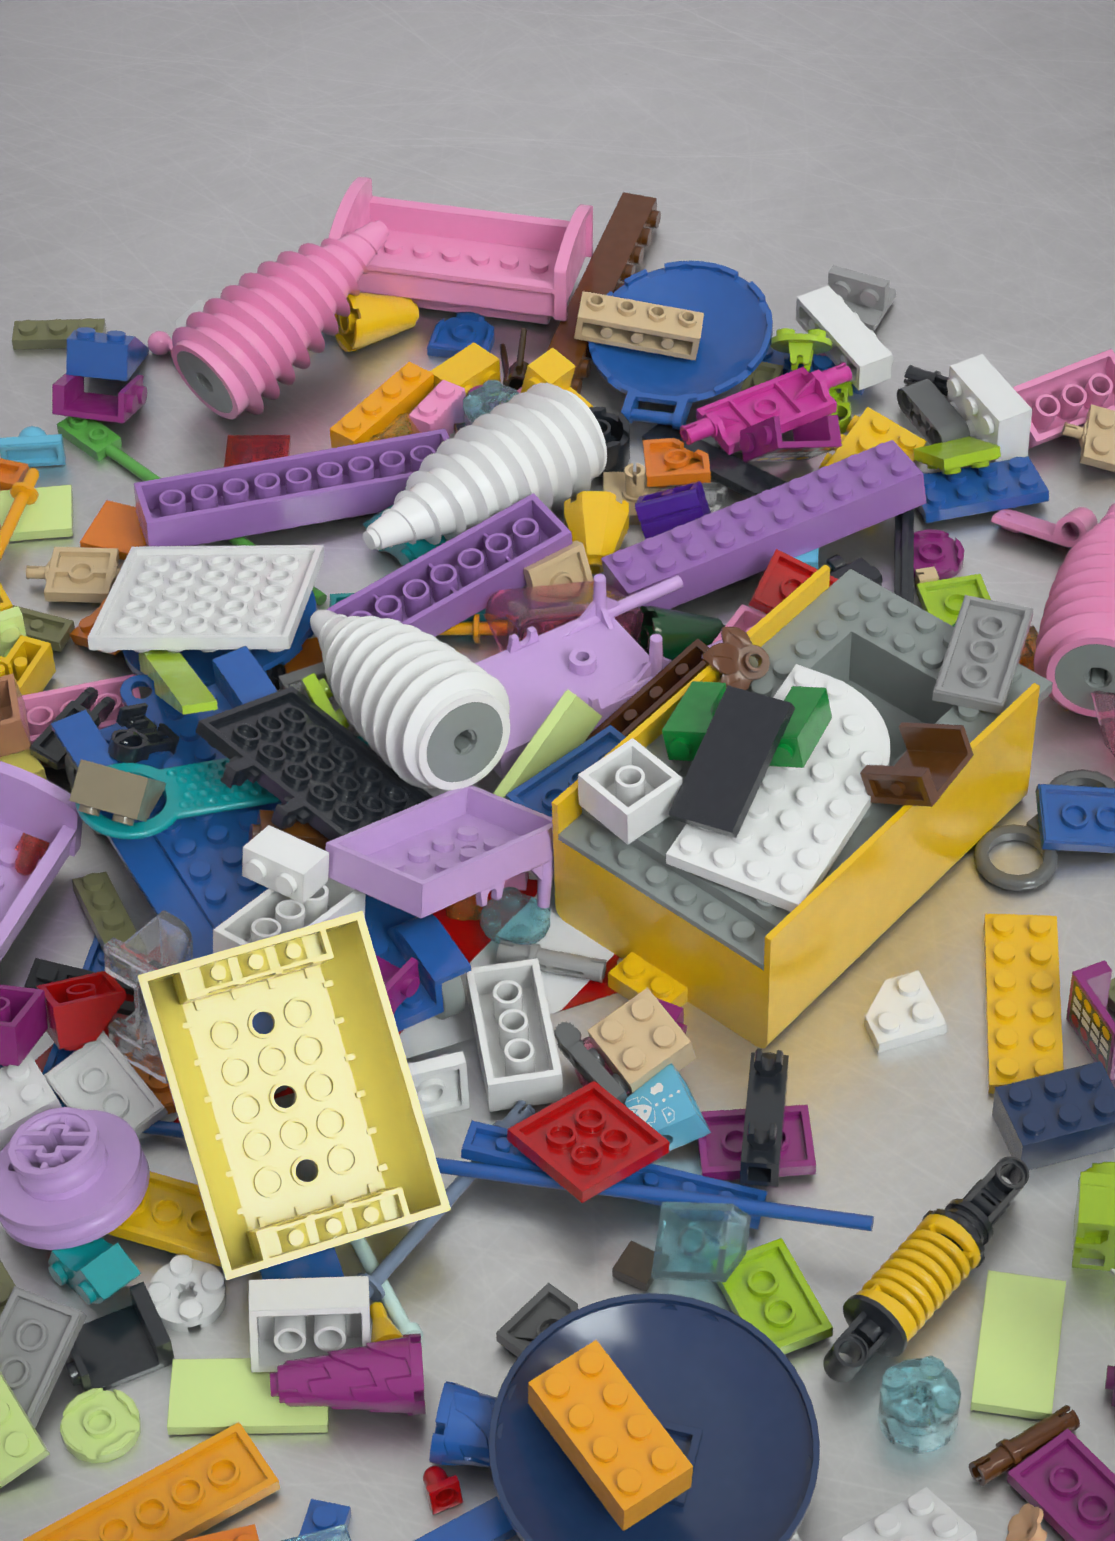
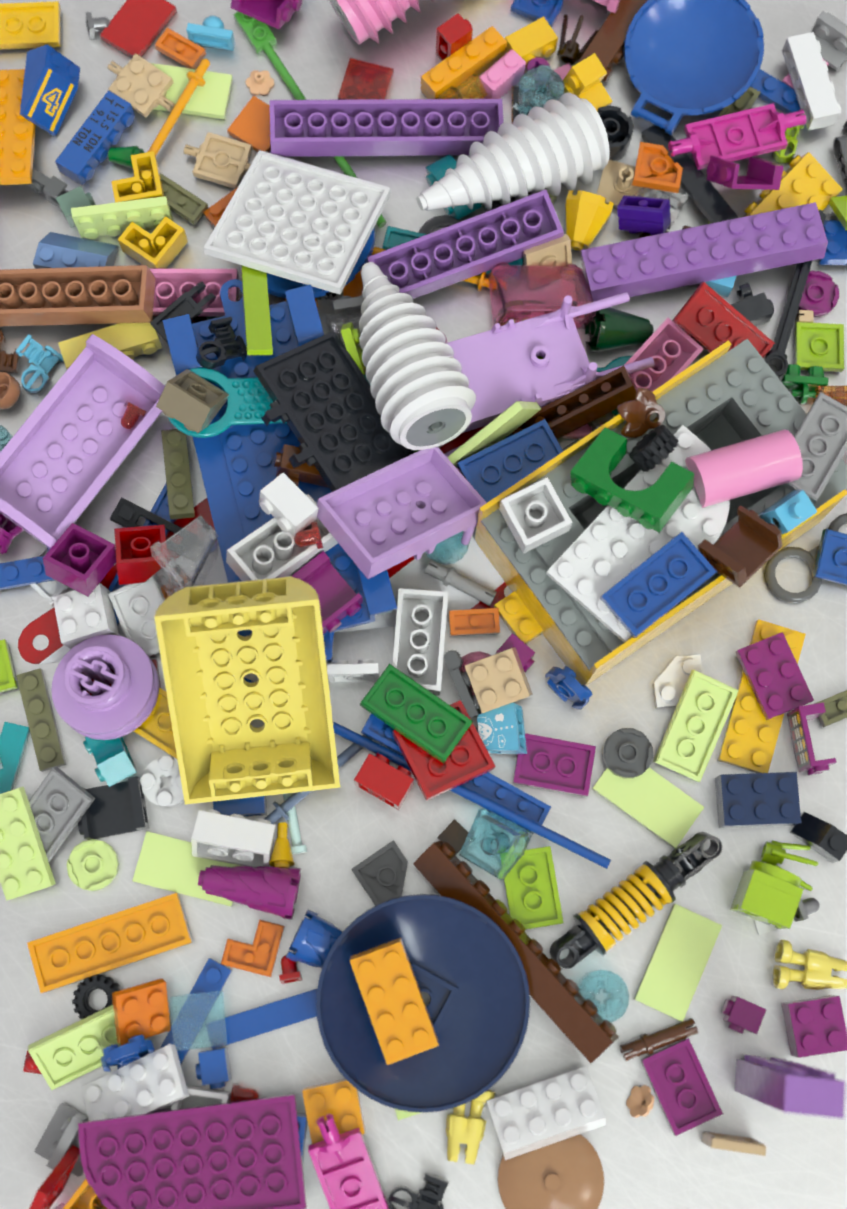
camera: 10 degrees right, 30 degrees up
(111, 488) = (260, 82): none -> light nougat plant
(326, 893) = (309, 537): none -> clear red piece
(358, 379) = (452, 36): none -> red brick
(385, 1486) = (257, 957): none -> orange tile
(513, 1206) = (384, 781): none -> red brick
(535, 1101) = (416, 713): none -> green tile
(585, 1001) = (474, 622): none -> orange plate
(639, 325) = (665, 36): tan brick -> none
(731, 761) = (610, 519): black tile -> none
(737, 1022) = (567, 687): none -> blue plate
(764, 1119) = (563, 756): black brick -> none
(772, 678) = (653, 448): none -> black tyre
(801, 345) = (775, 87): lime plate -> none
(821, 826) = (658, 585): none -> blue plate
(836, 1390) = (547, 985): none -> reddish brown brick
(855, 1103) = (627, 753): none -> dark grey tile
(896, 682) = (745, 467): none -> bright pink brick
(903, 1155) = (651, 803): none -> yellowish green tile
(941, 1051) = (695, 725): none -> yellowish green tile
(974, 708) = (789, 511): none -> medium azure torso
(1026, 964) = (774, 676): none -> magenta plate

